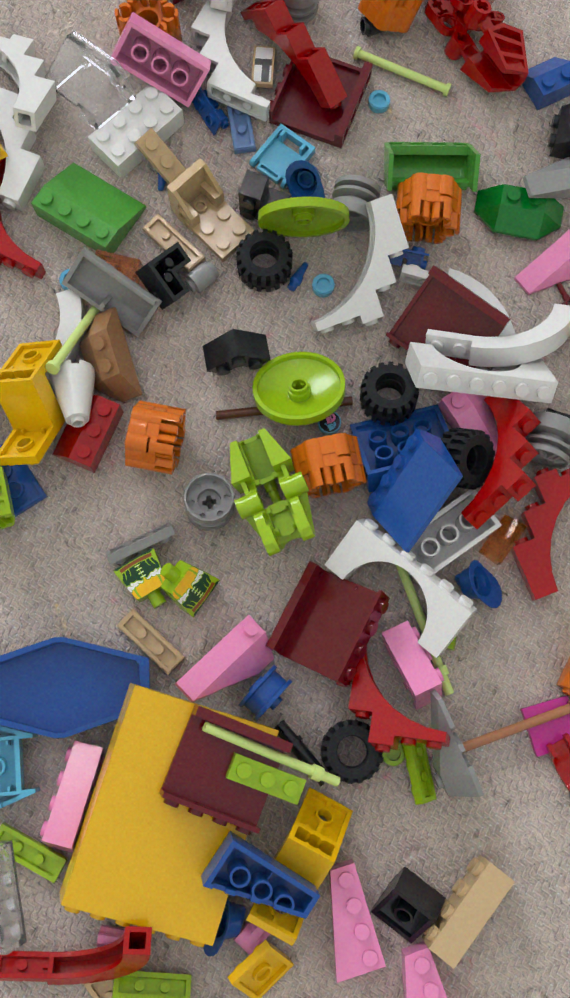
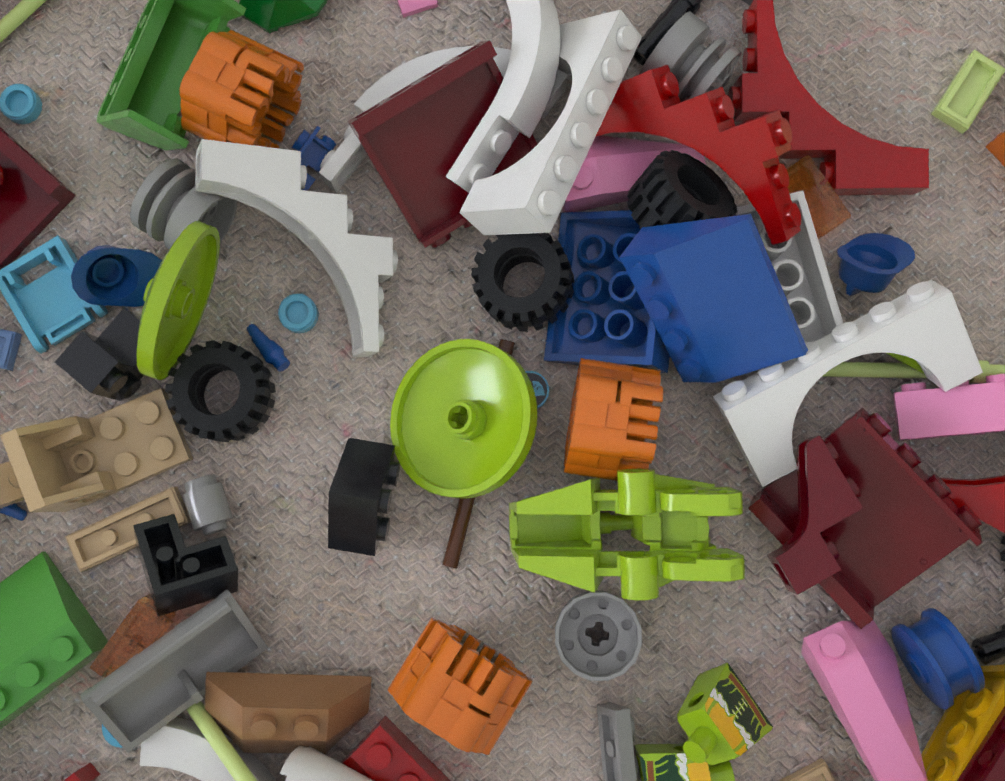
camera: 65 degrees left, 5 degrees up
(328, 595) = (823, 501): none -> dark red arch

